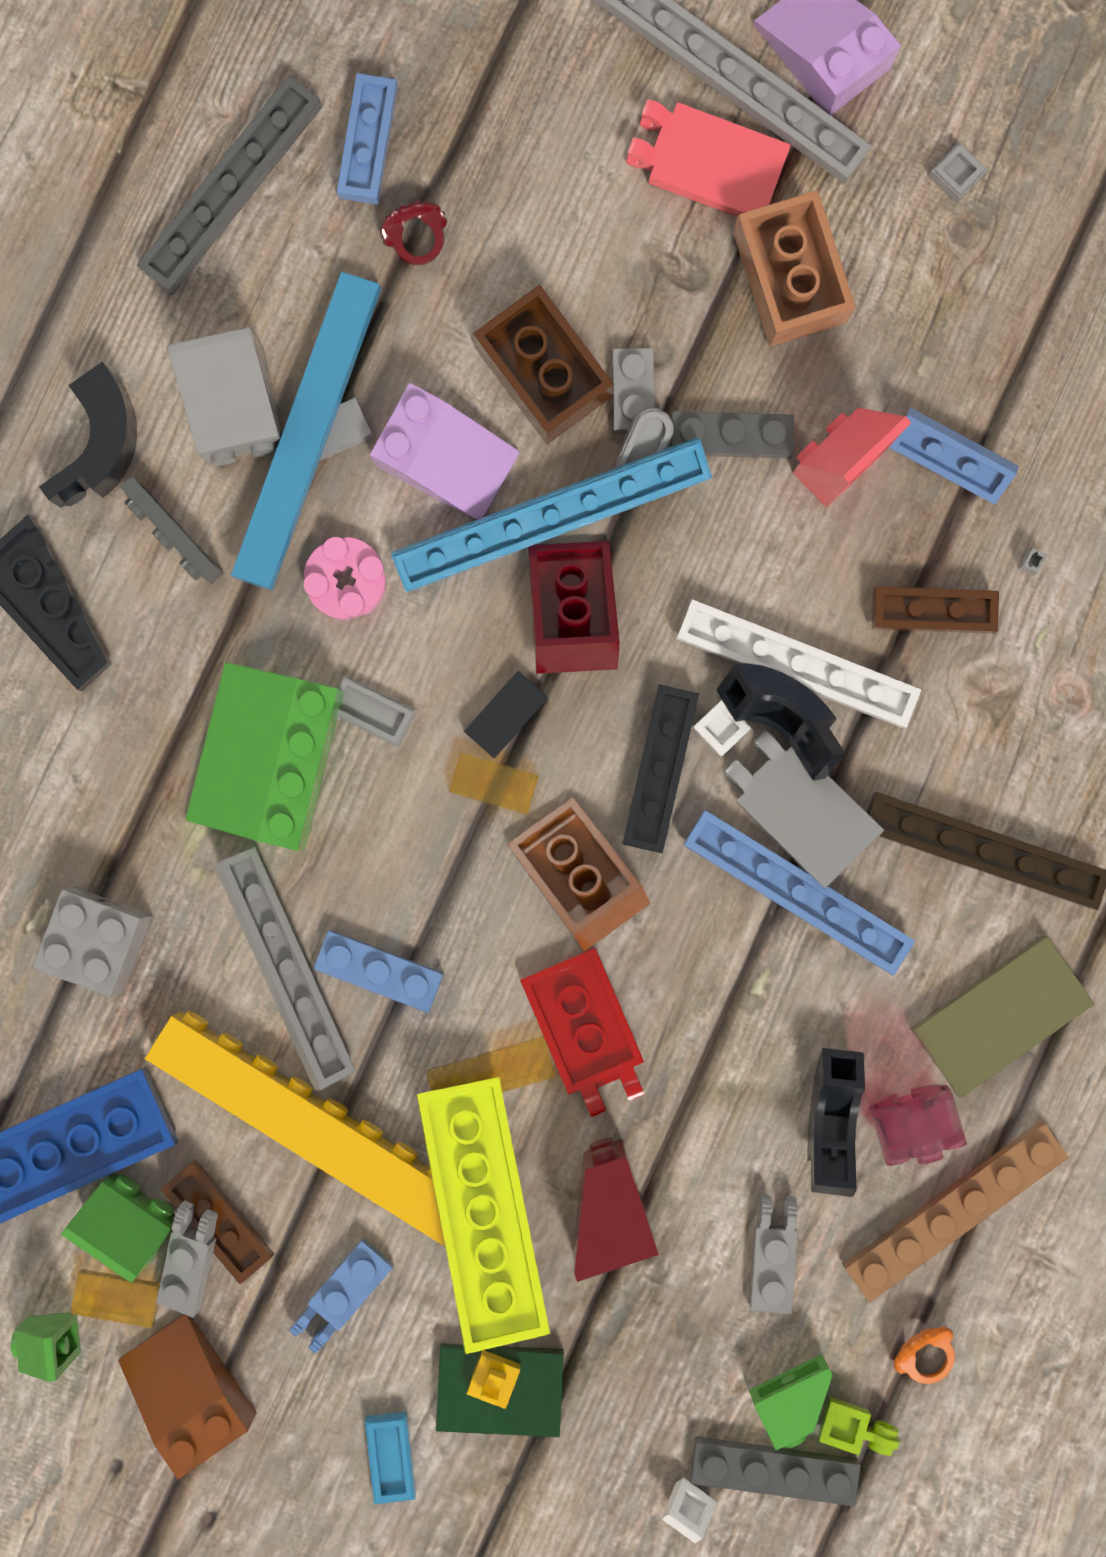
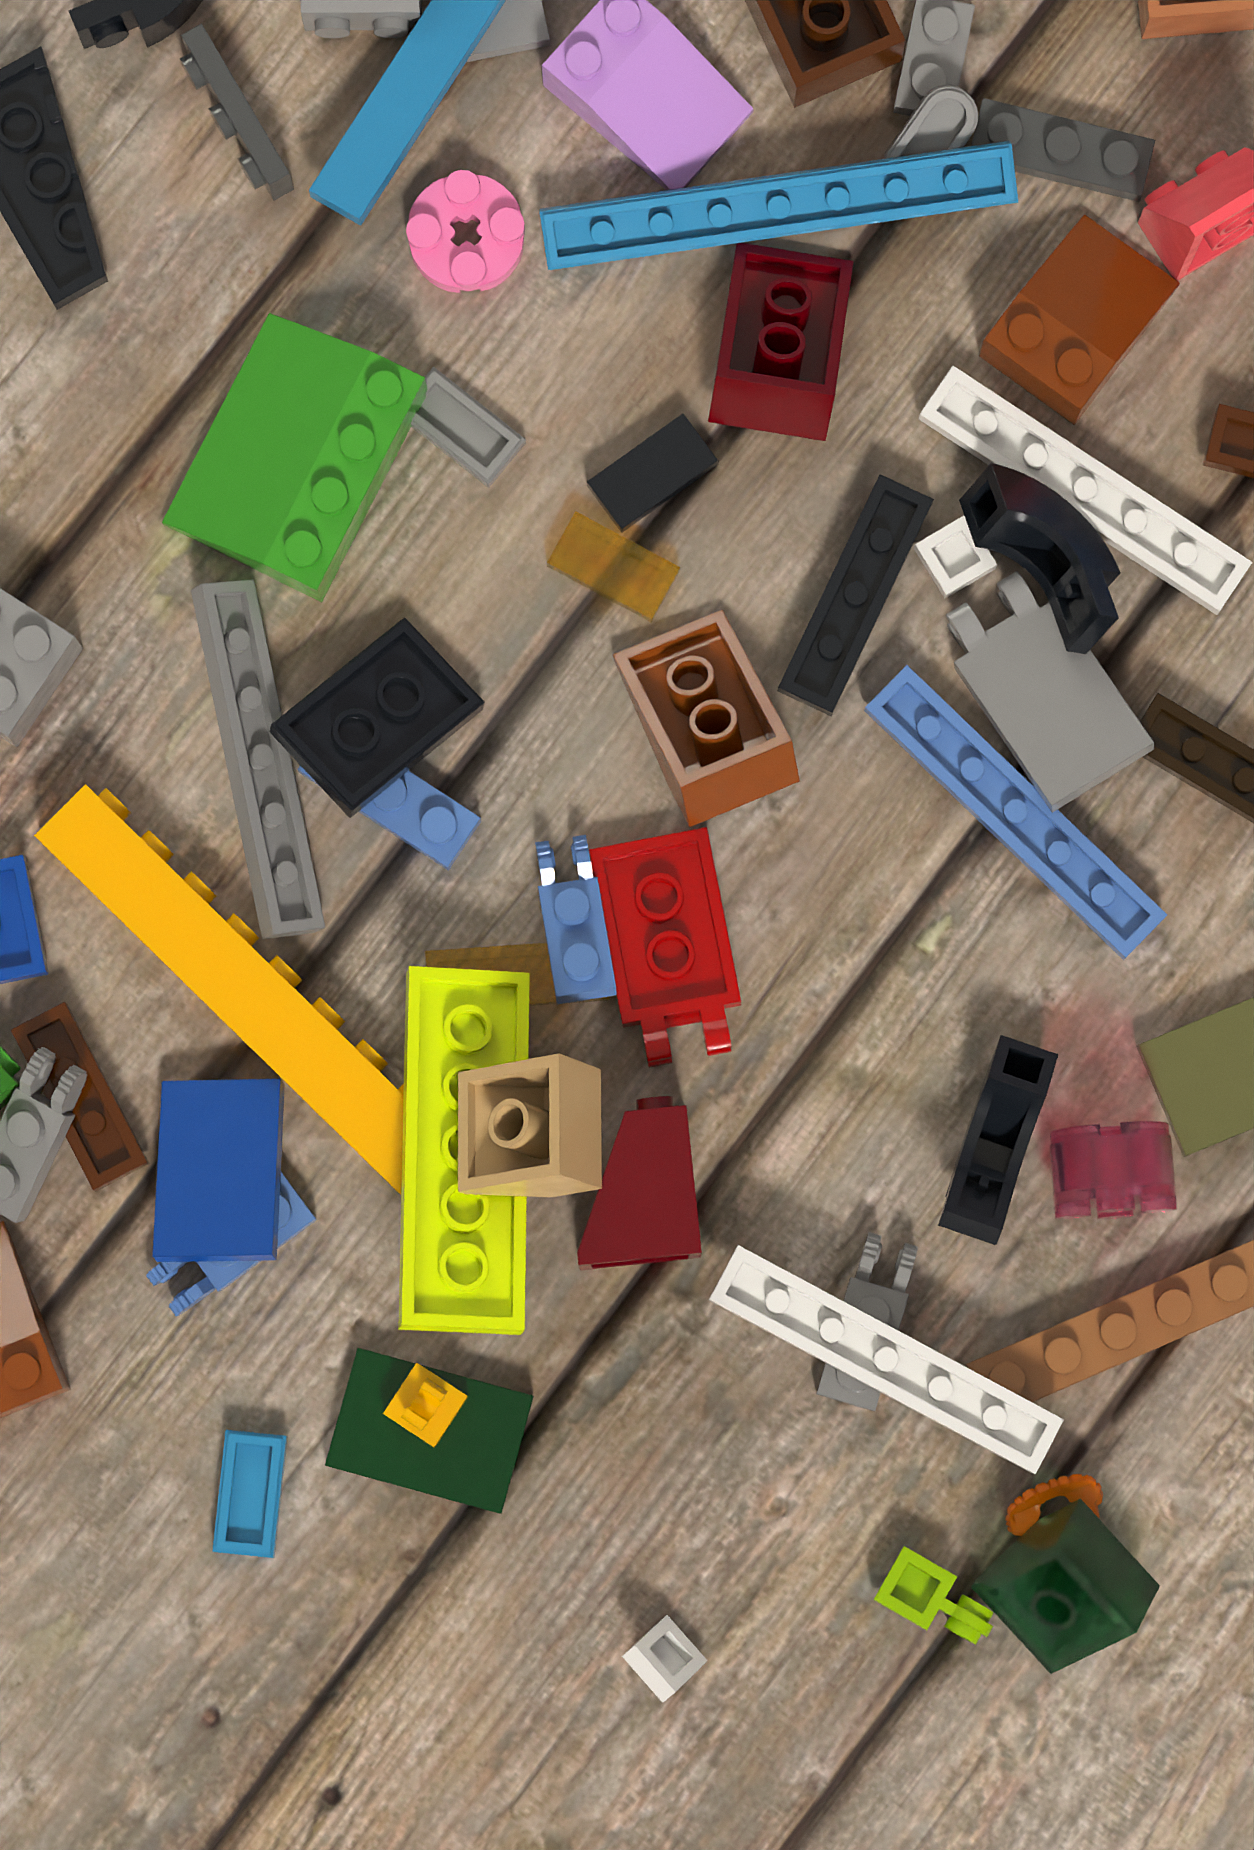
camera: 20 degrees right, 5 degrees down
(320, 1254) = (219, 1170): none -> blue tile
(358, 924) = (377, 717): none -> black tile
(522, 1037) = (575, 928): none -> medium blue hinge
(523, 1196) = (530, 1128): none -> tan slope
(769, 548) = (1077, 319): none -> dark orange slope
(775, 1471) = (801, 1637): dark grey plate -> none
(792, 1402) = (846, 1538): bright green slope -> none
(794, 1286) = (886, 1359): none -> white plate
(947, 1407) = (1067, 1587): none -> clear green slope

